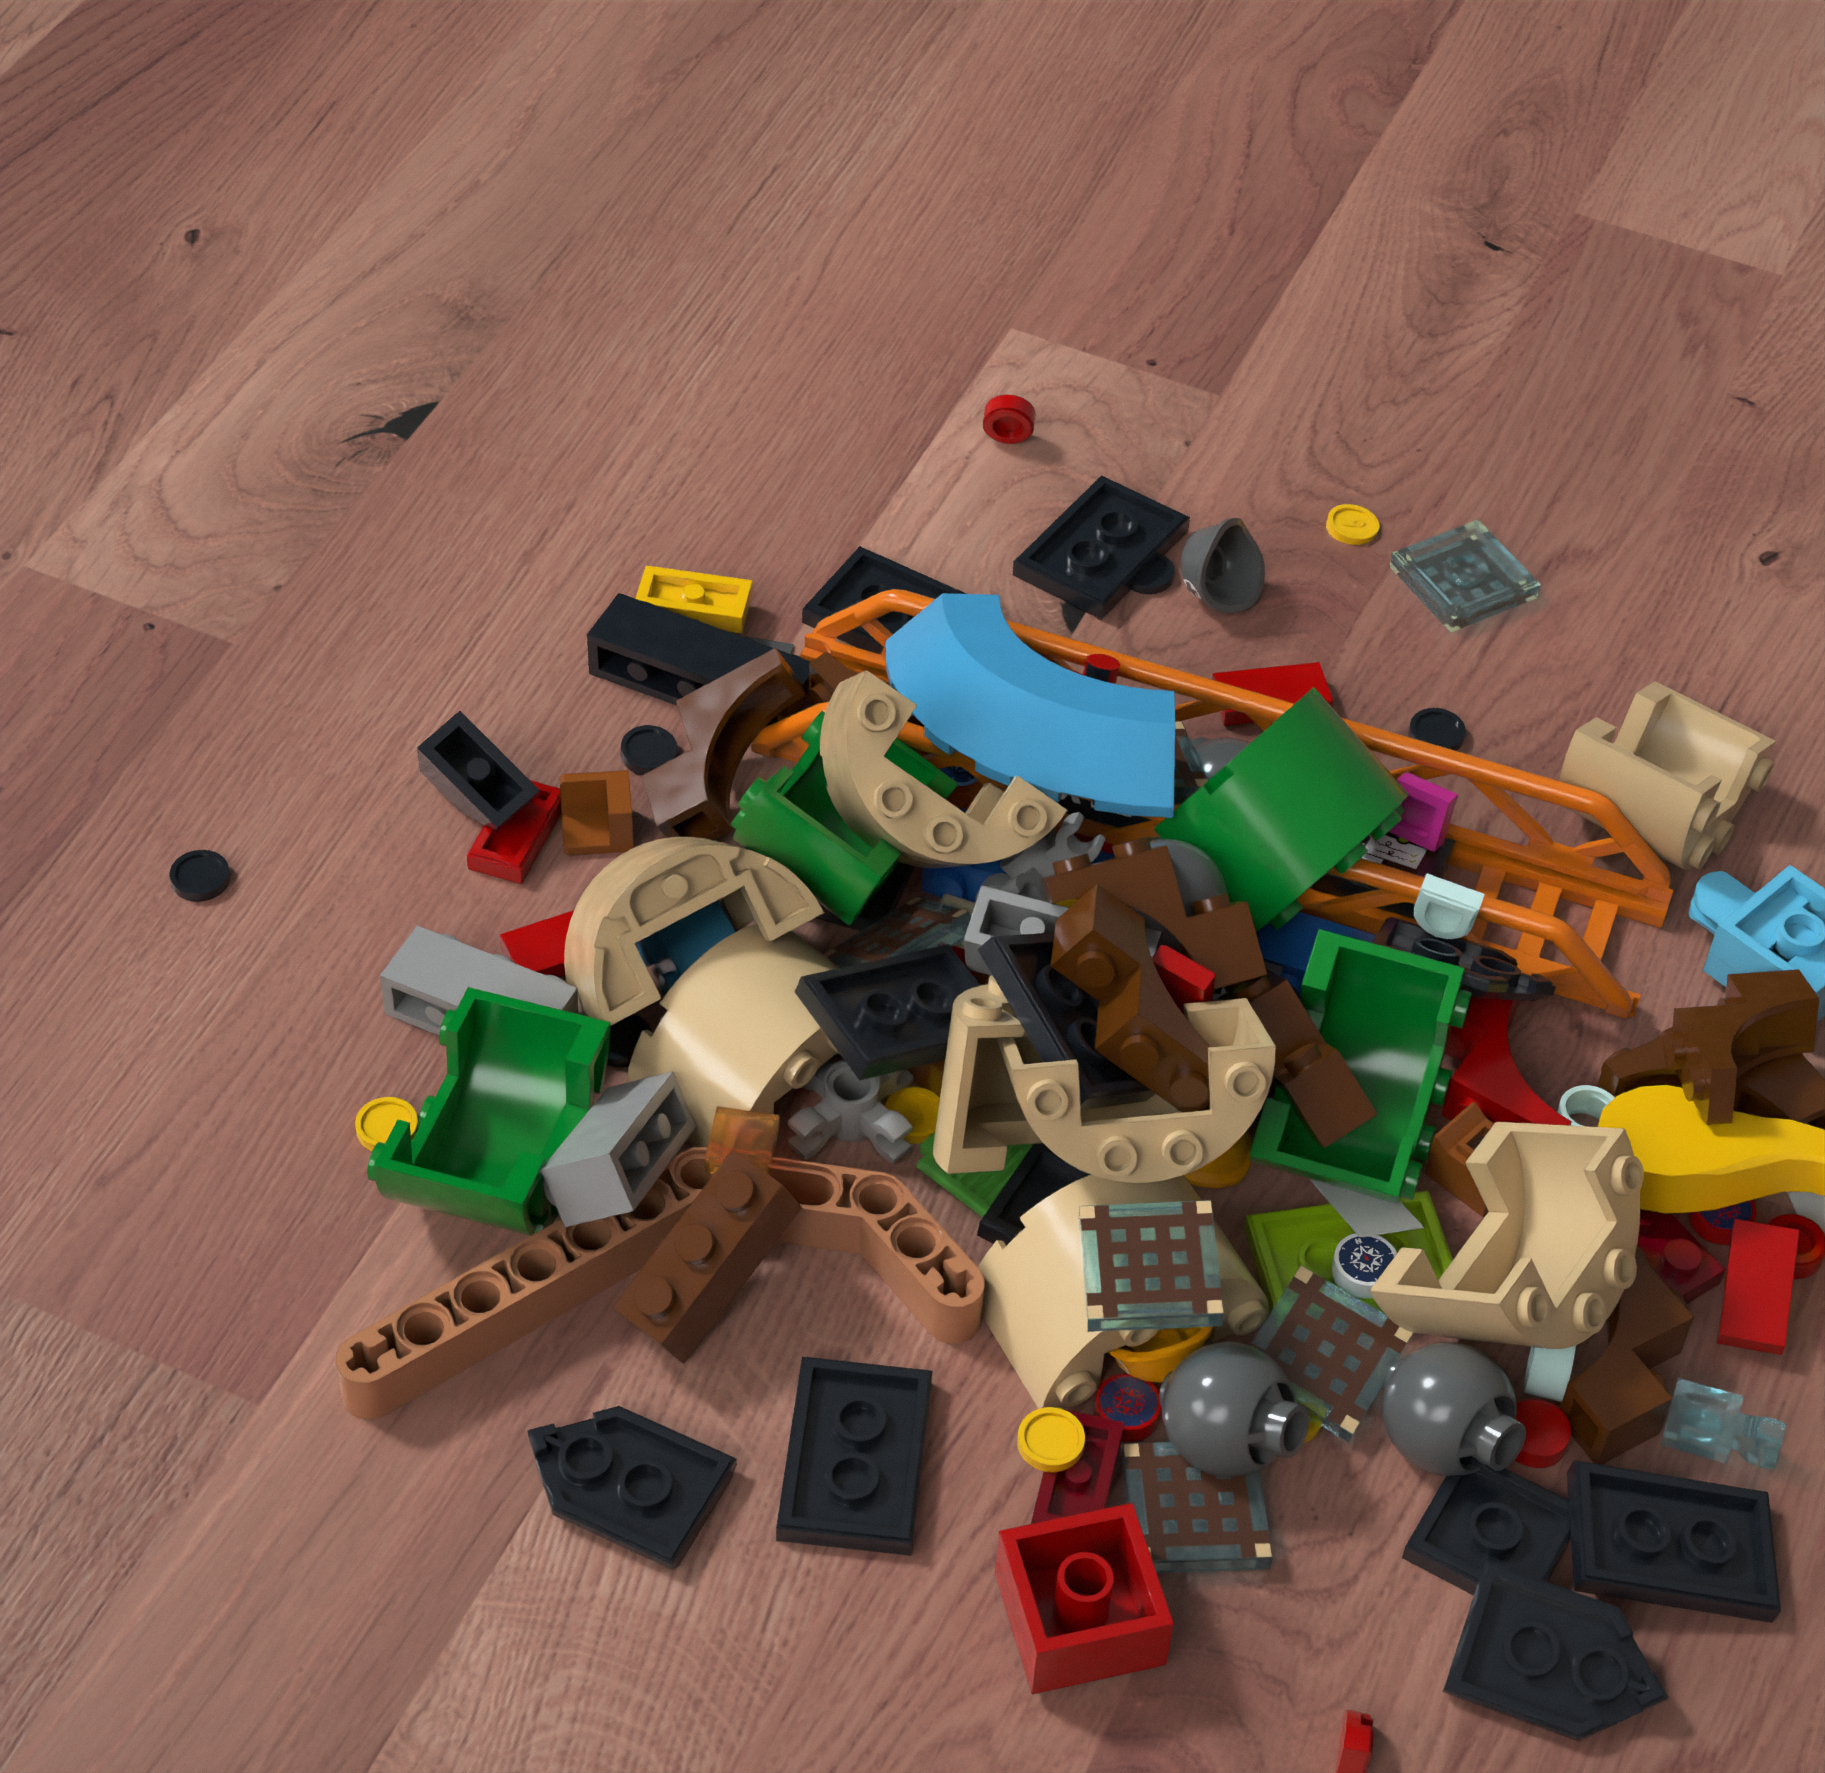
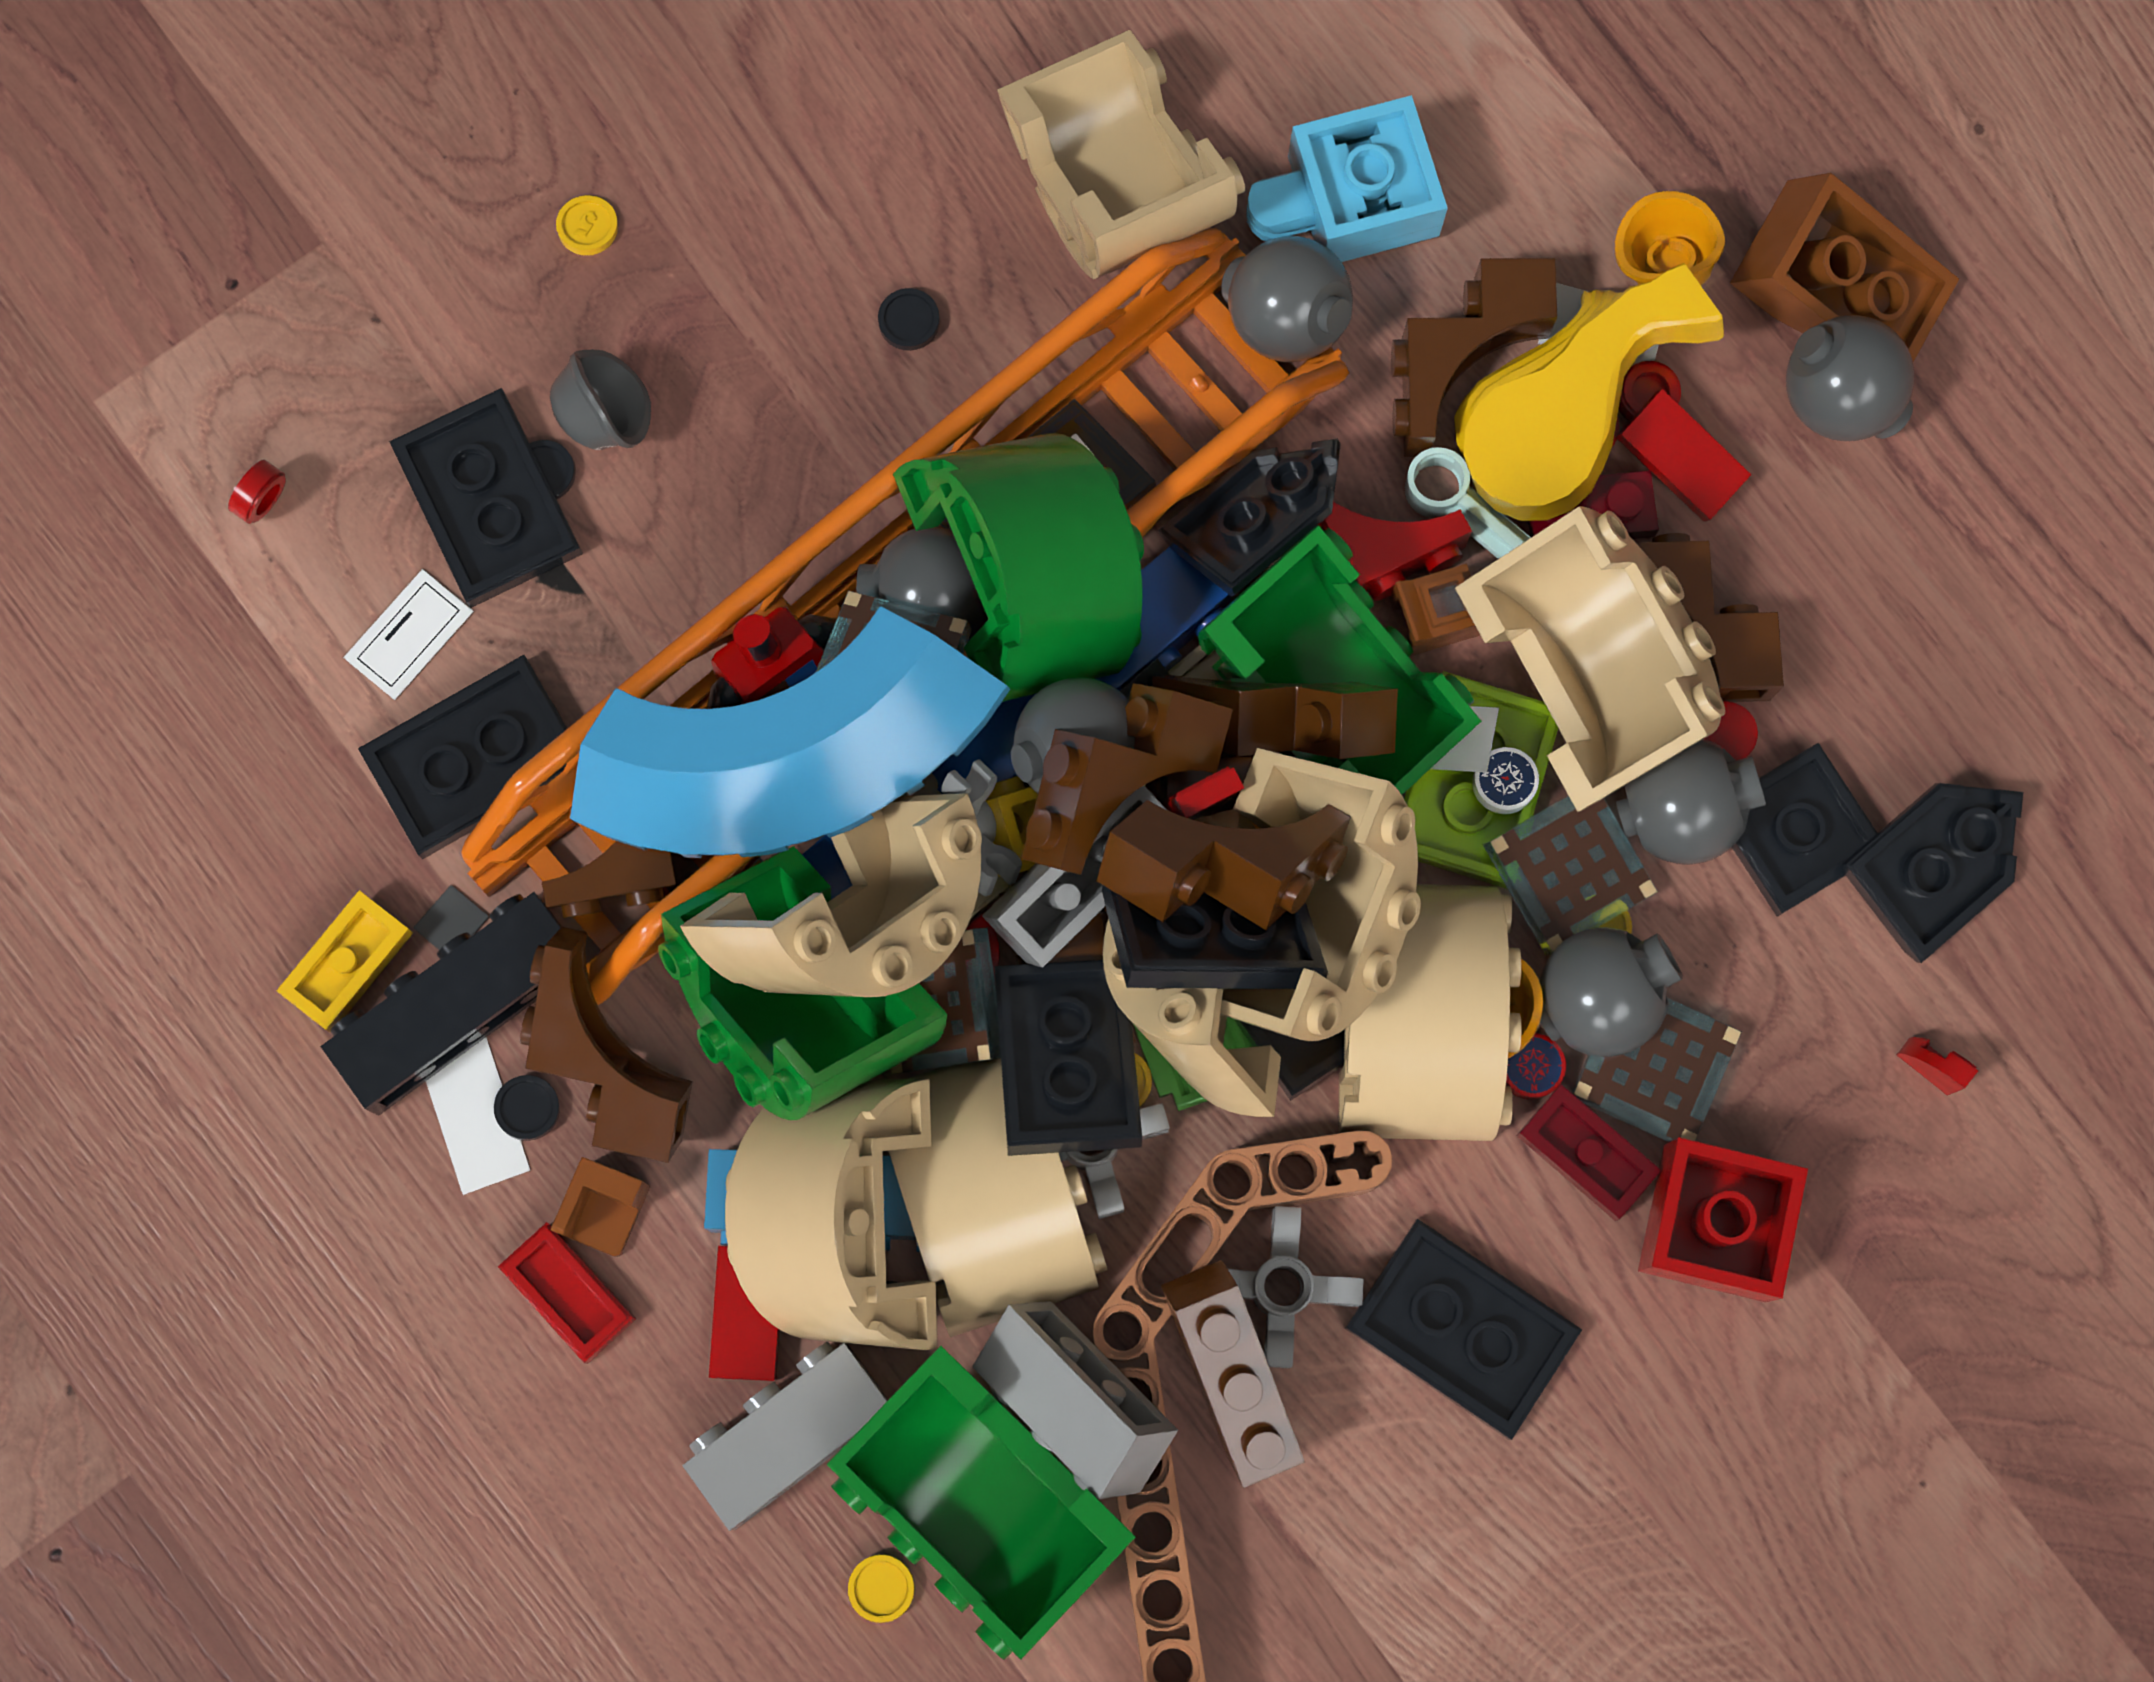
camera: 60 degrees left, 30 degrees up
(199, 875) = (458, 1643): black piece -> none
(474, 773) = (501, 1311): black slope -> none
(600, 738) = (465, 1109): none -> white sticker
(631, 1481) = (1397, 1544): black tile -> none
(745, 1132) = (1122, 1279): clear orange tile -> none
(809, 1309) = (1313, 1289): none -> light grey pin
(966, 548) = (408, 634): none -> white sticker
(1051, 1439) = (1552, 1159): yellow piece -> none
(1150, 1266) = (1484, 999): tile -> none
(1280, 682) = (781, 449): red tile -> none
(1426, 812) = (1048, 411): dark pink plate -> none
(1446, 908) = (1214, 483): light aqua tile -> none
(1464, 575) = (721, 162): clear light blue tile -> none
(1652, 935) = (1288, 298): none -> dark grey brick
(1672, 1541) = (1882, 692): black tile -> none
(1710, 1424) = (1795, 584): clear light blue plate -> none
(1756, 1022) = (1448, 276): reddish brown arch -> none

